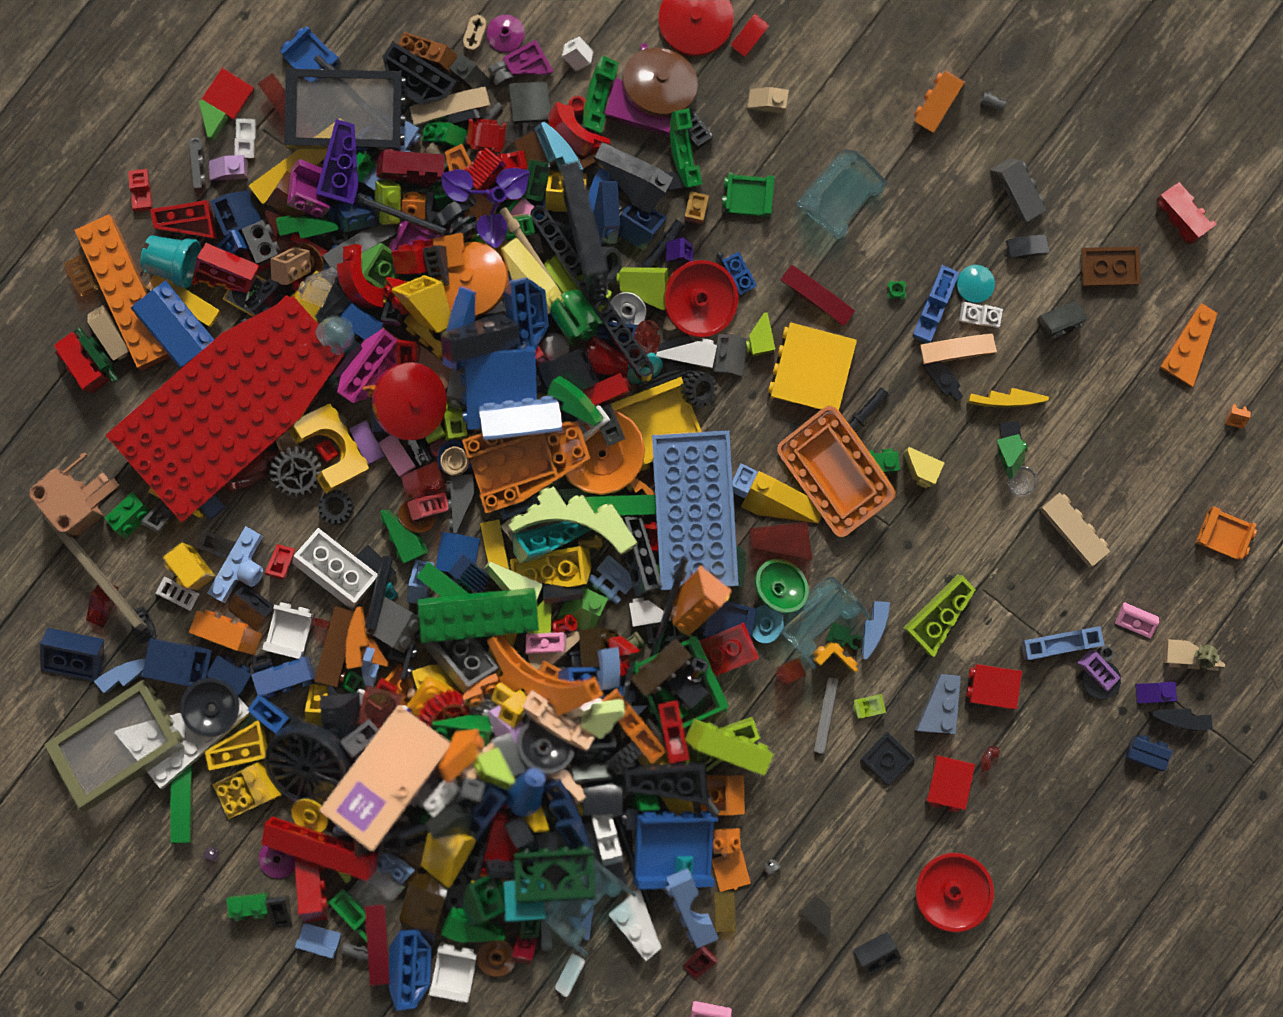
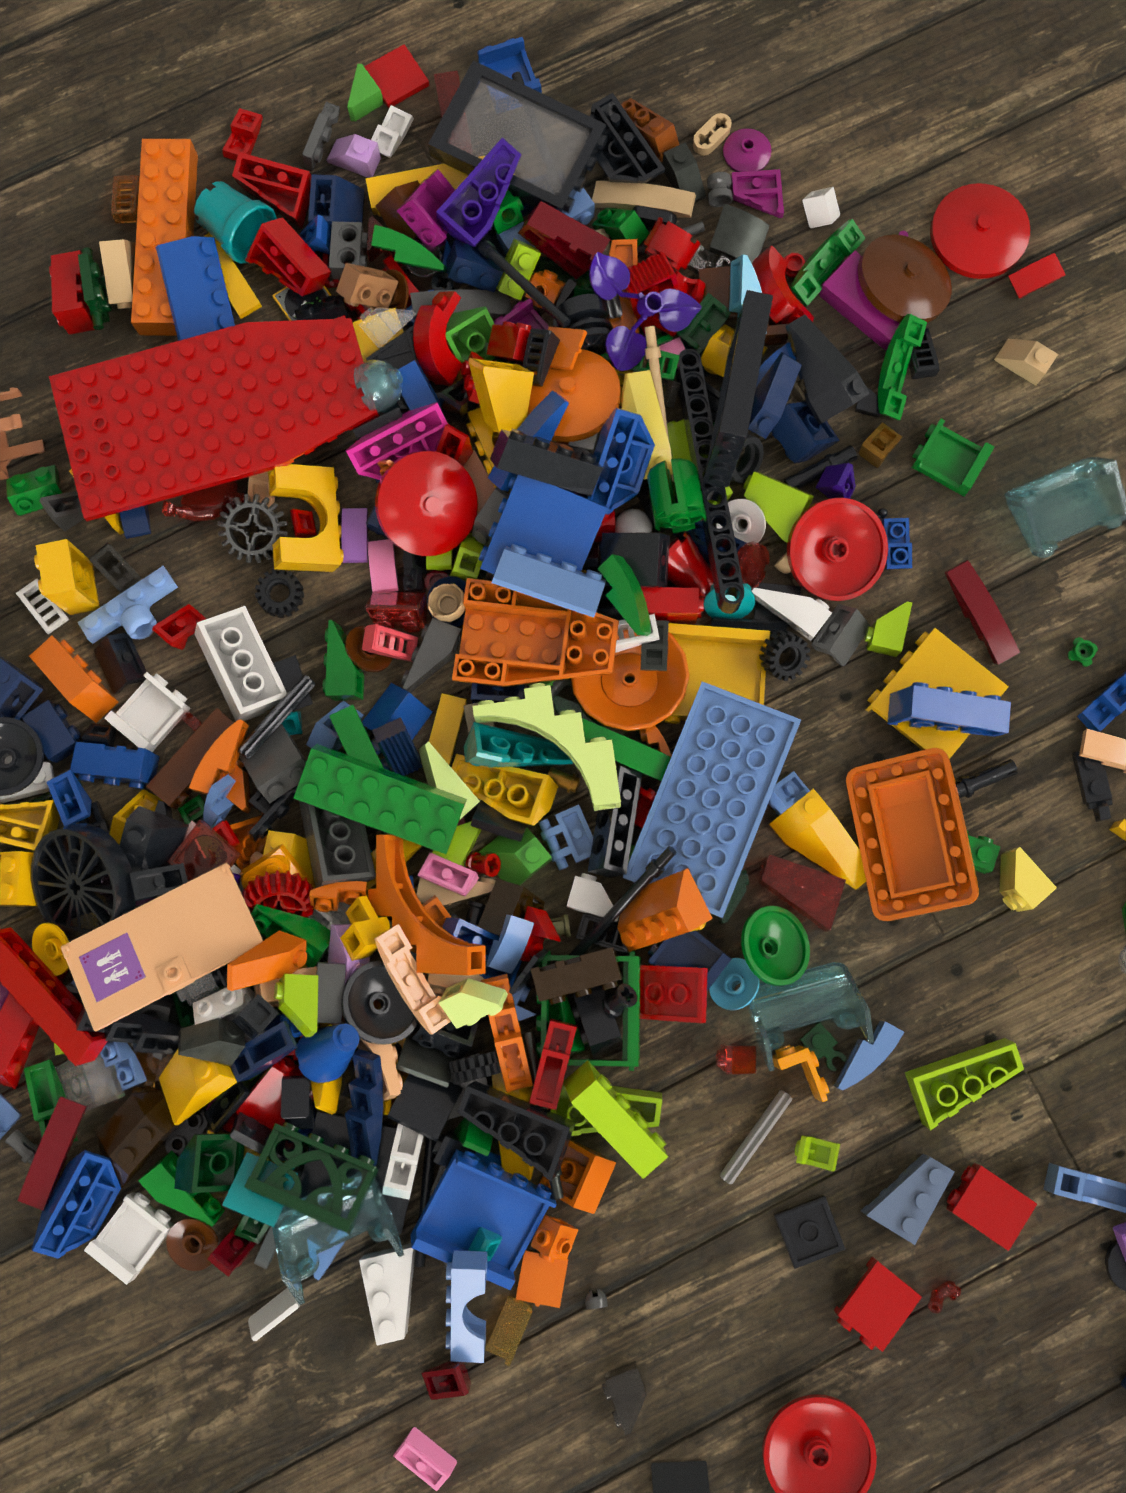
camera: 30 degrees right, 5 degrees down
(824, 376) = (949, 710): none -> wedge

